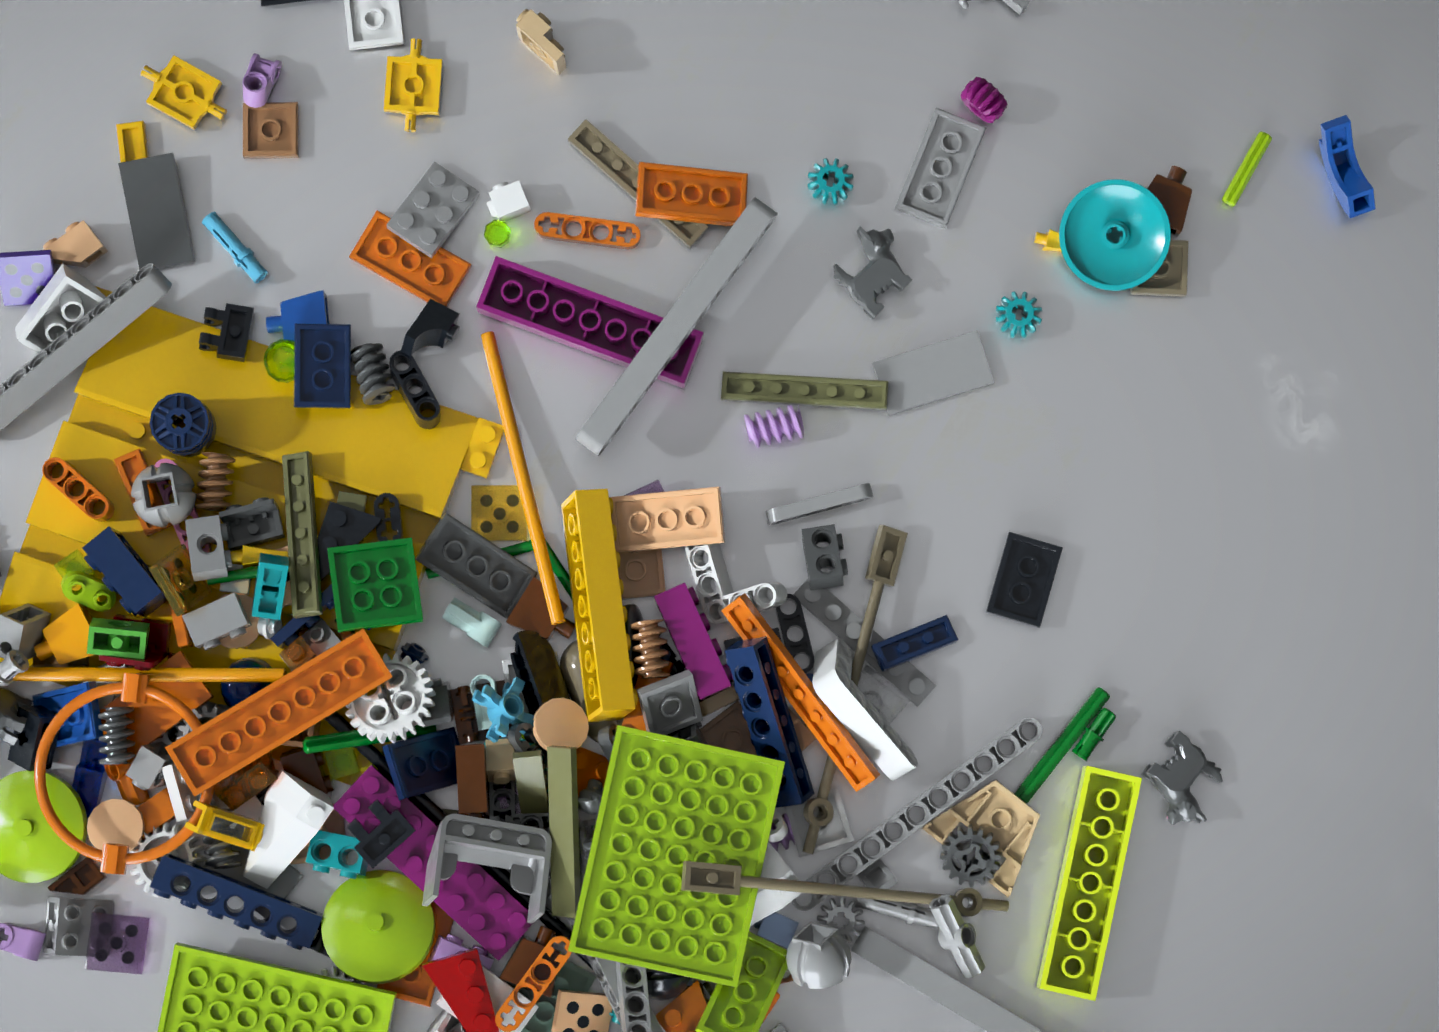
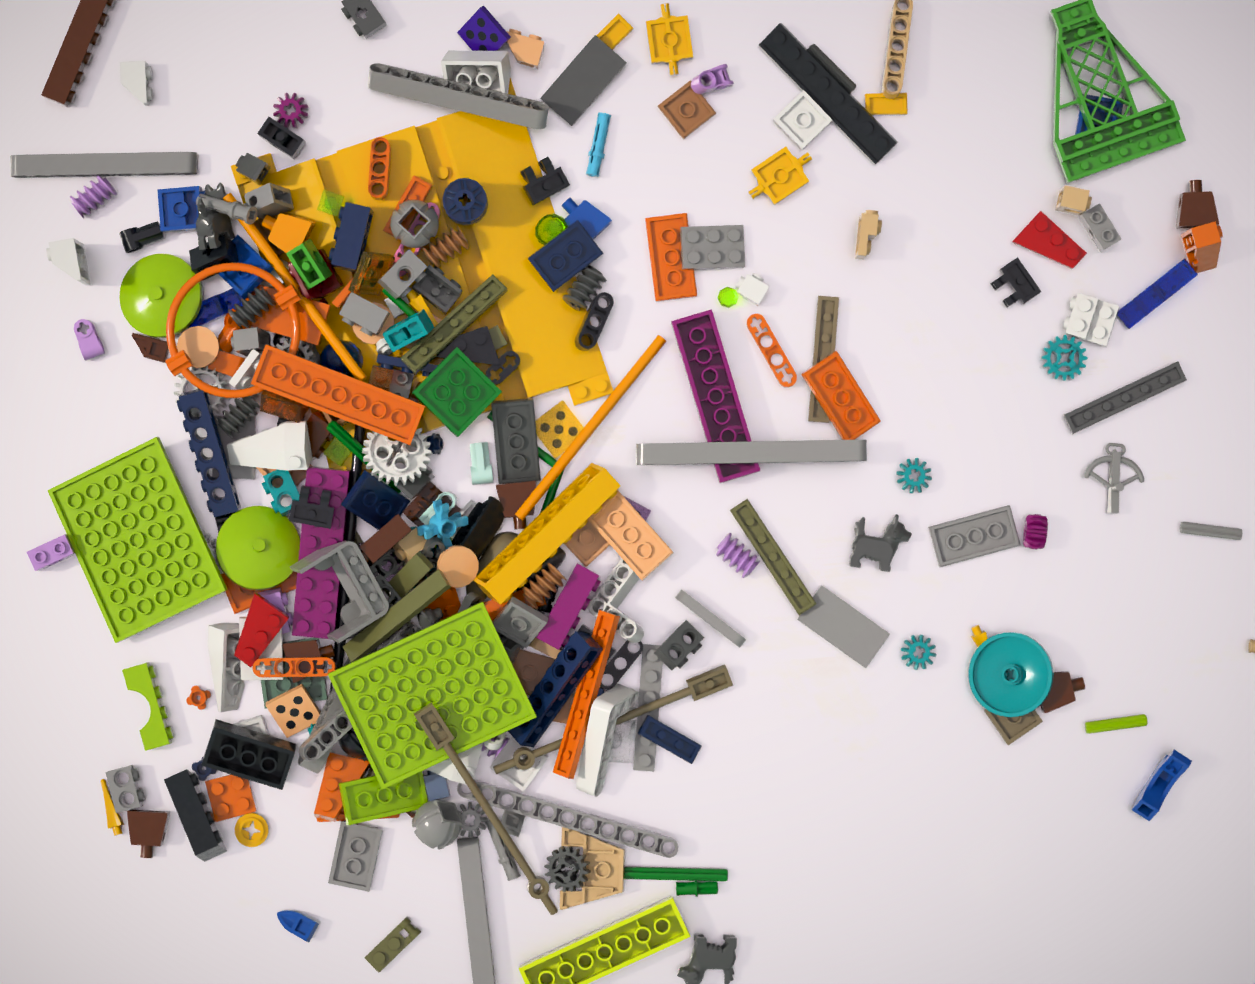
camera: 50 degrees right, 5 degrees up
(69, 924) = (123, 369): light grey bracket -> none
(90, 590) = (323, 224): lime plate -> none
(117, 943) = (131, 400): clear purple tile -> none
(227, 826) = (248, 415): yellow window -> none
(431, 328) = (639, 303): black arch -> none
(957, 936) = (512, 896): light grey piece -> none
(1024, 580) = (758, 776): black plate -> none

